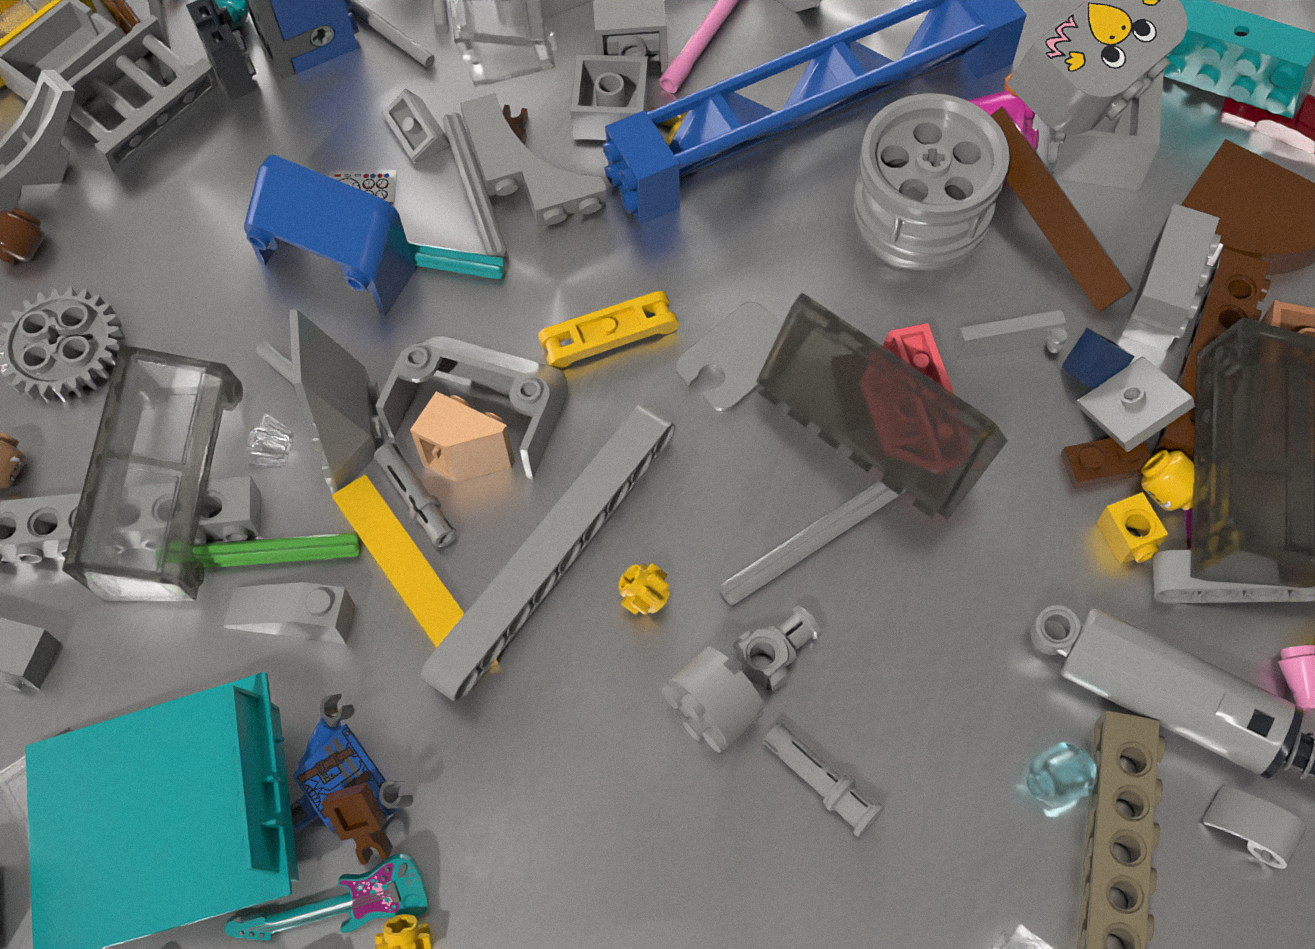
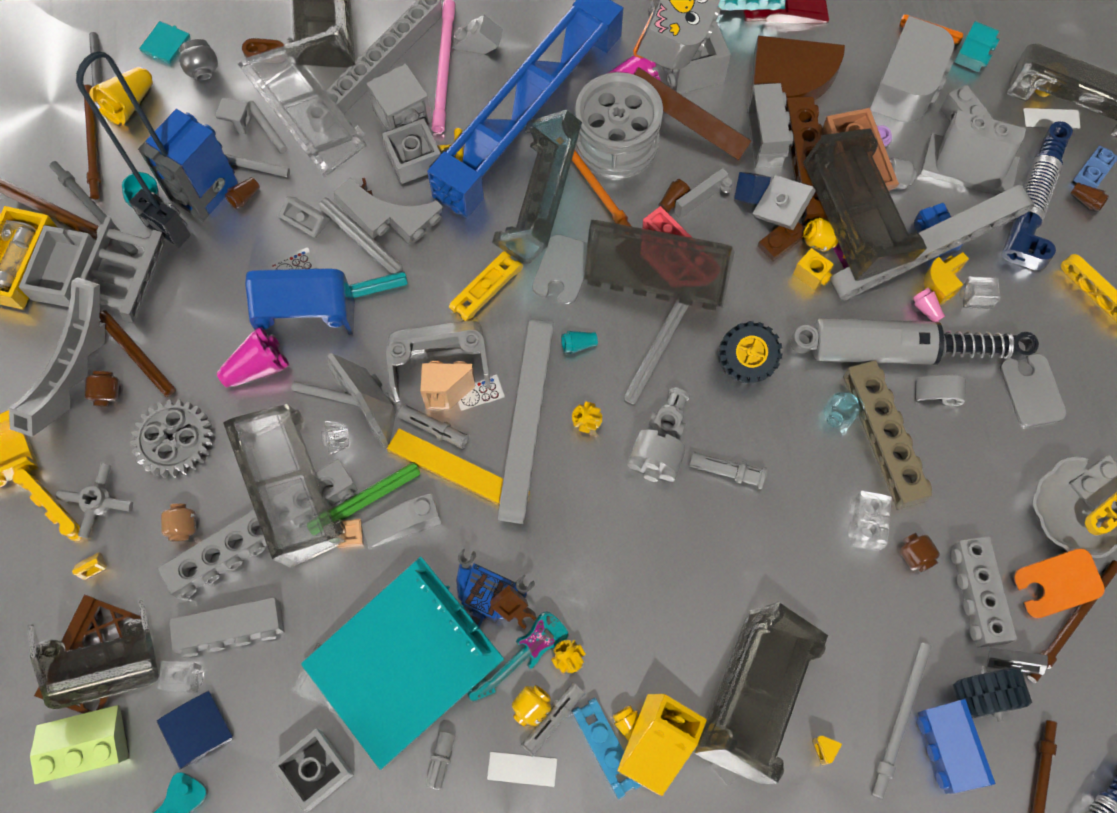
camera: 30 degrees left, 5 degrees up
(88, 213) = (136, 354): none -> reddish brown axle
(213, 594) = (353, 533): none -> light nougat tile
(227, 285) = (253, 360): none -> dark pink cone
(351, 61) = (242, 192): none -> reddish brown cone
(515, 484) = (481, 394): none -> white sticker
(697, 470) = (577, 341): none -> teal cone
(813, 158) = (555, 144): none -> clear smoke windscreen
(862, 315) = (618, 216): none -> orange bar
(953, 609) = (750, 352): none -> black wheel
(968, 314) = (675, 191): none -> reddish brown cone

